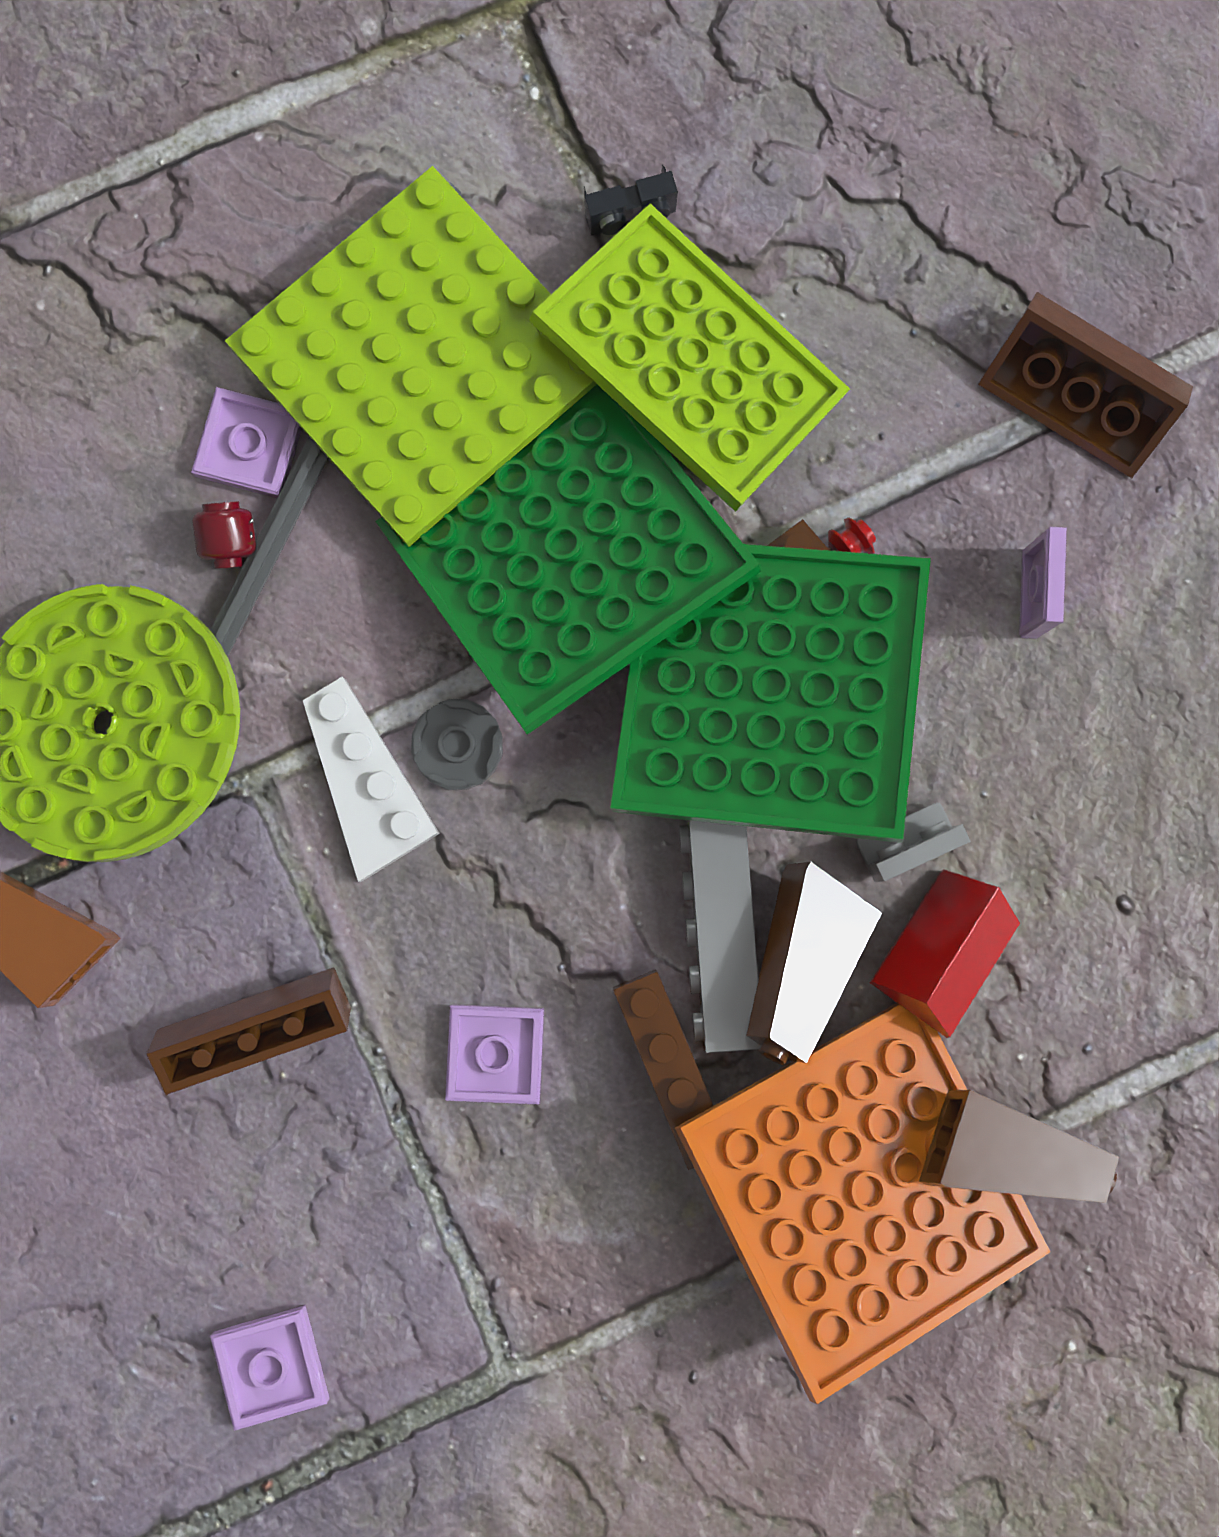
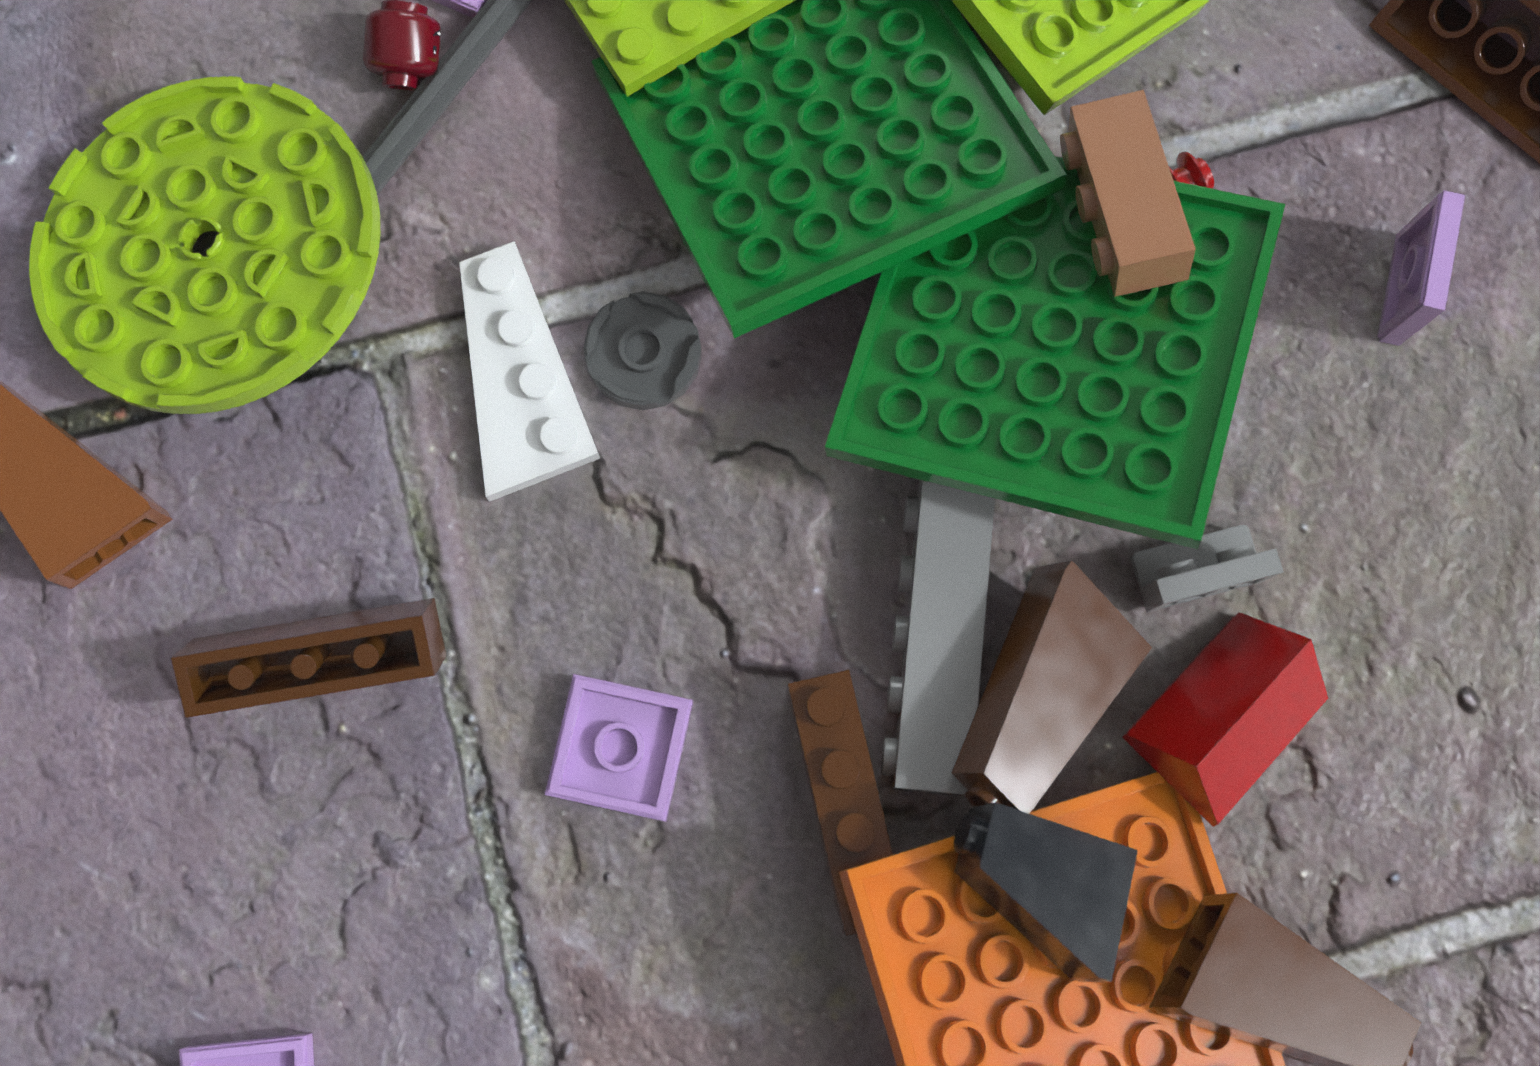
camera: 10 degrees right, 5 degrees down
(808, 573) = (1127, 194): none -> nougat brick
(831, 1109) = (1050, 884): none -> black slope

